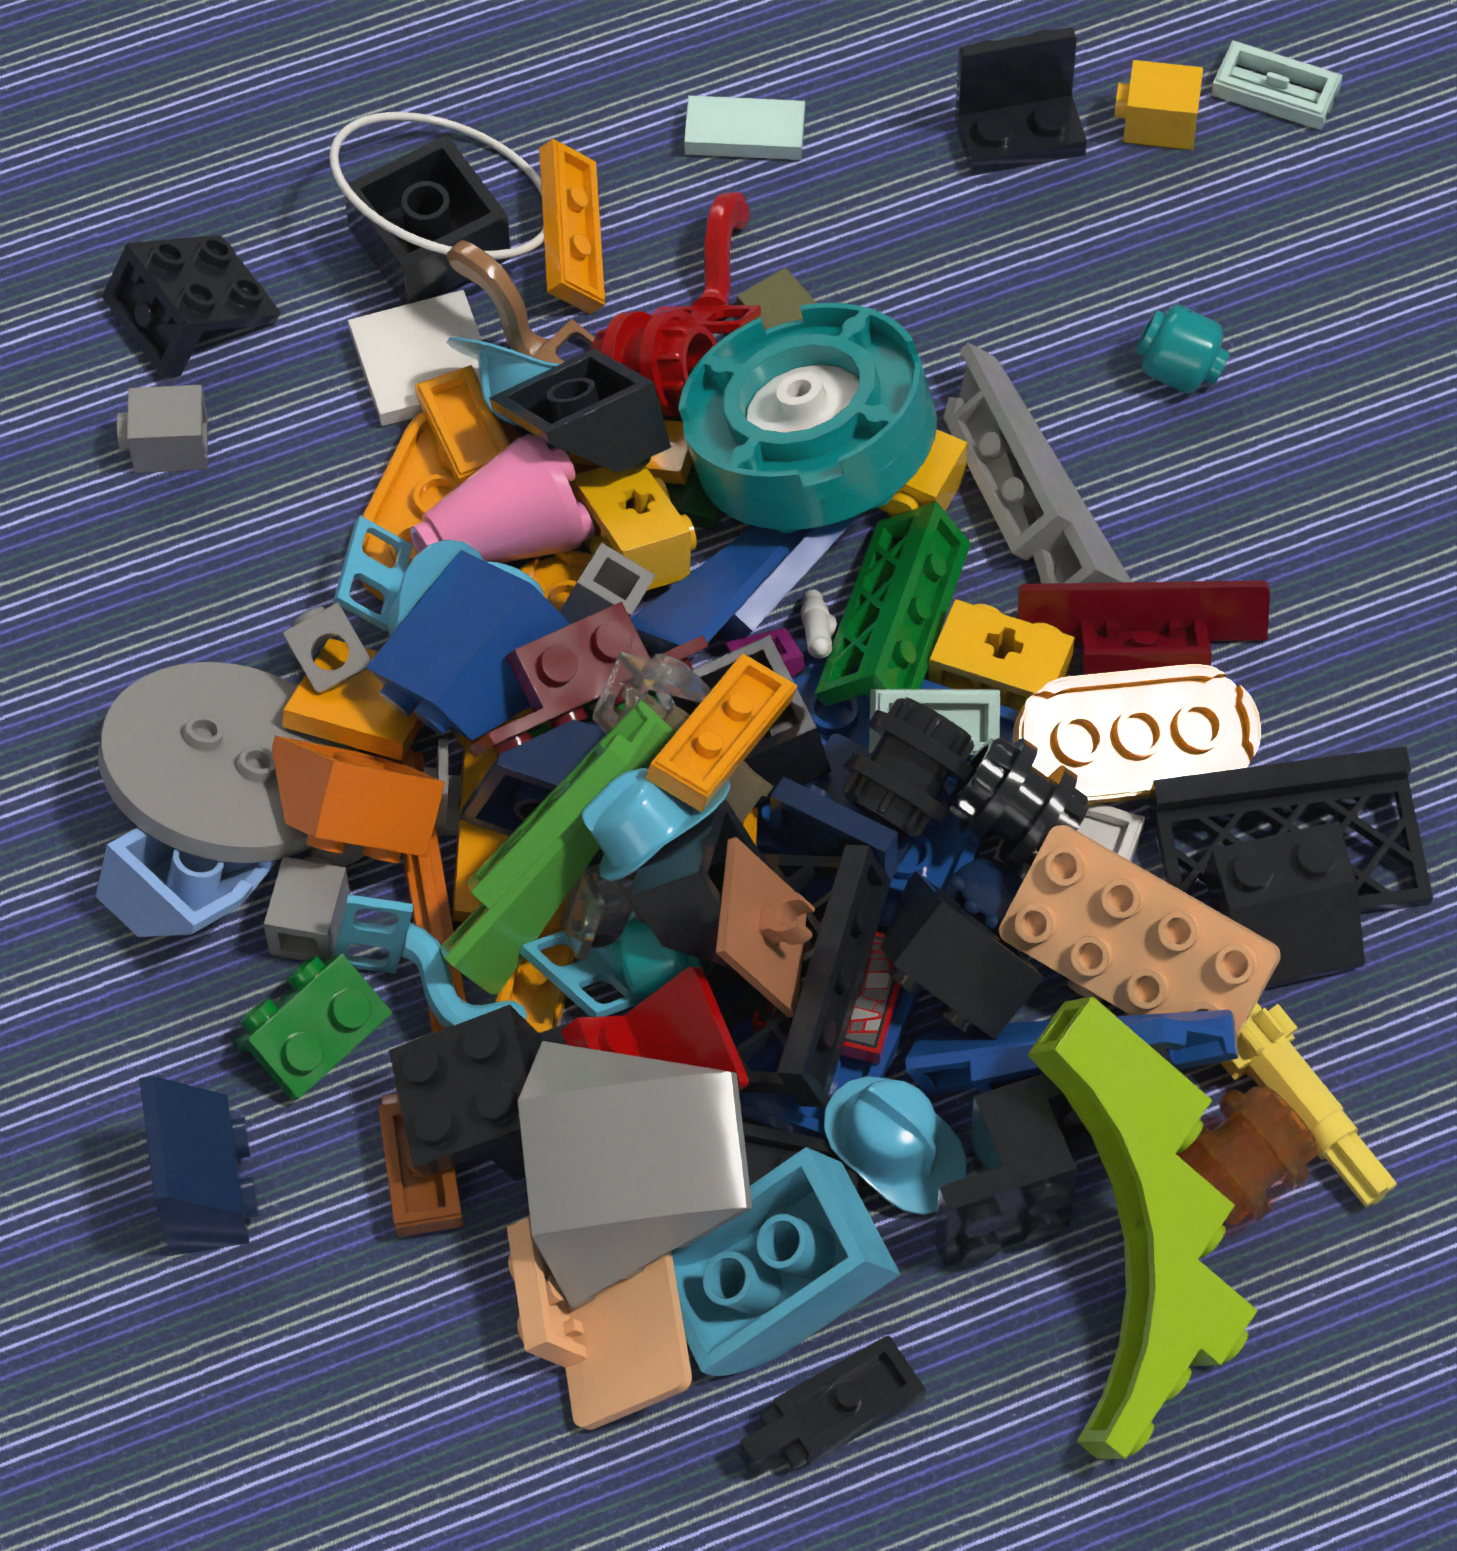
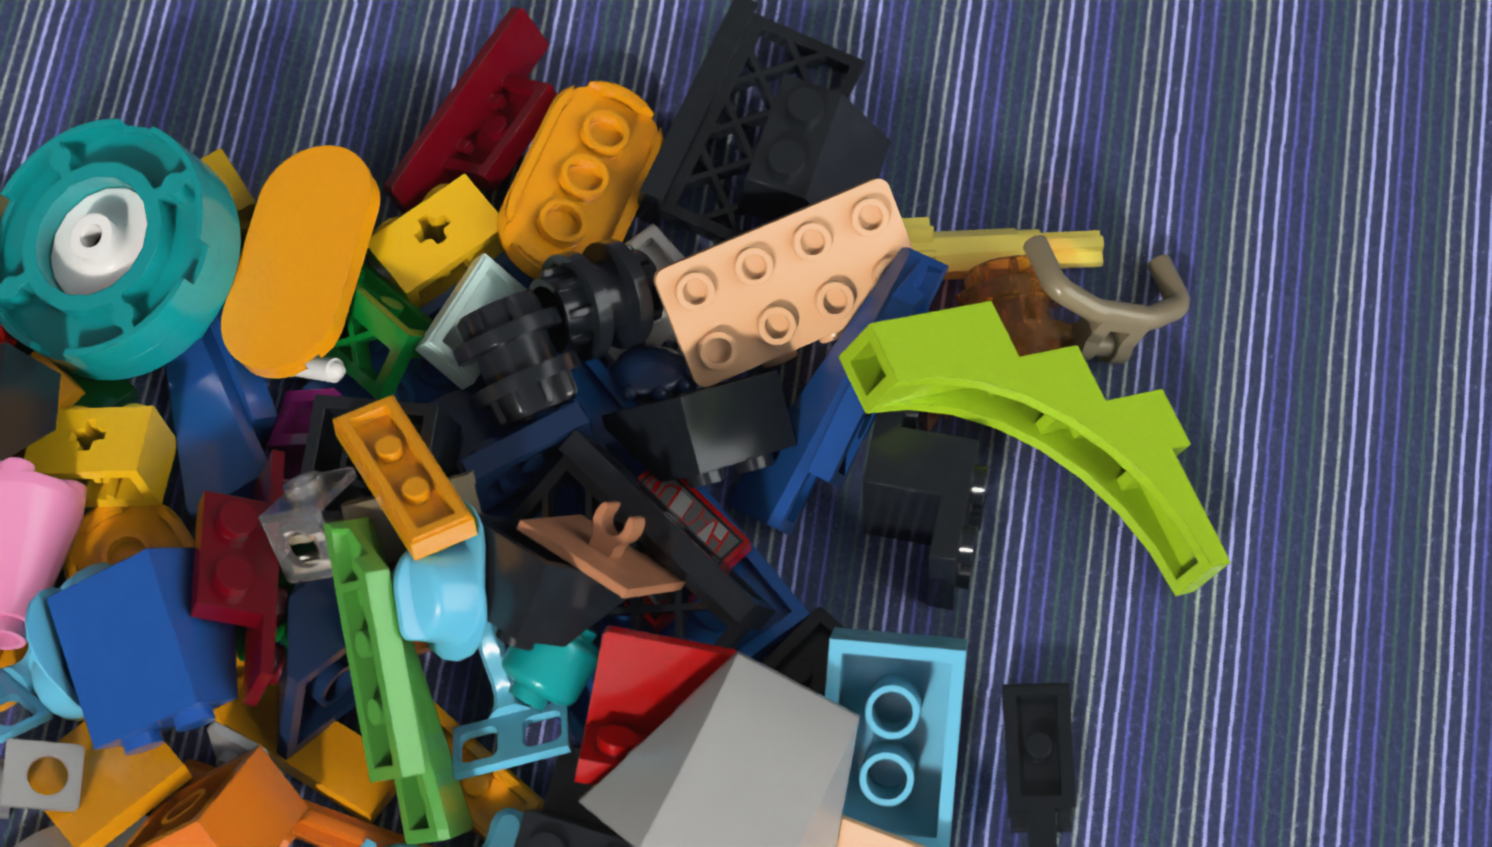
camera: 55 degrees left, 5 degrees up
(596, 908) = (456, 689): clear bracket -> none
(606, 582) = (160, 507): light grey brick -> none
(894, 558) = (300, 261): none -> light orange tile
(894, 1141) = (827, 579): medium azure piece -> none
(1025, 480) = (269, 131): light grey wedge -> none
(1293, 1237) = (1109, 326): none -> dark tan piece

